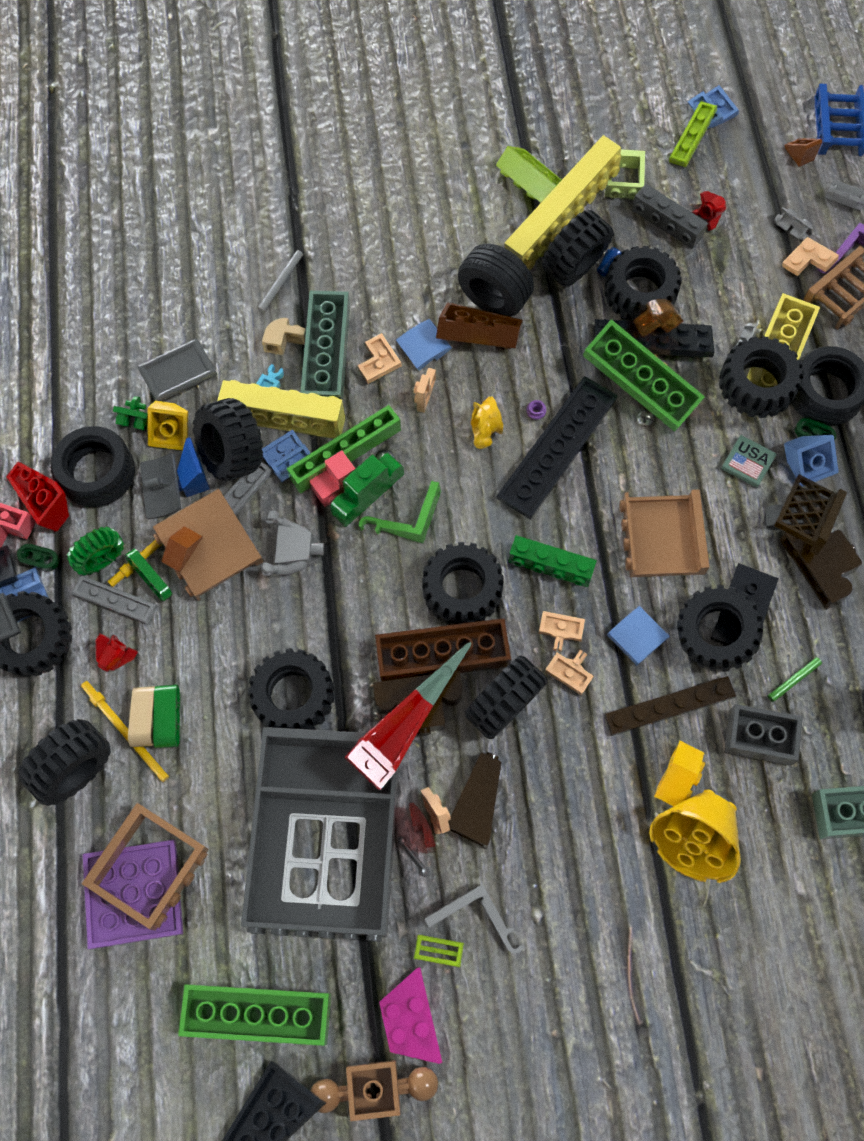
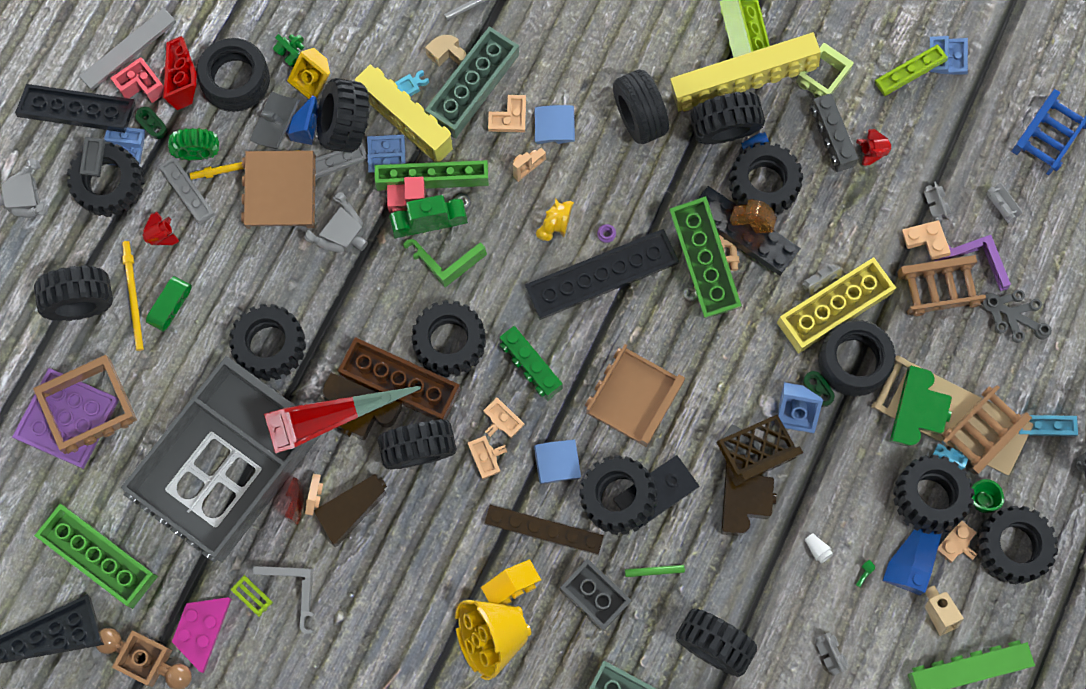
camera: 30 degrees right, 5 degrees up
(141, 717) = (149, 293): tan beam -> none
(148, 575) = (221, 186): green beam -> none
(177, 370) = (346, 31): dark grey piece -> none
(180, 548) = (255, 180): dark orange slope -> none
(425, 870) = (280, 535): flat silver hinge -> none
(478, 326) = (604, 136): reddish brown wedge -> none
(748, 461) = (747, 379): sand green tile -> none
(767, 355) = (807, 296): black tyre -> none
(803, 150) = (996, 140): dark orange slope -> none

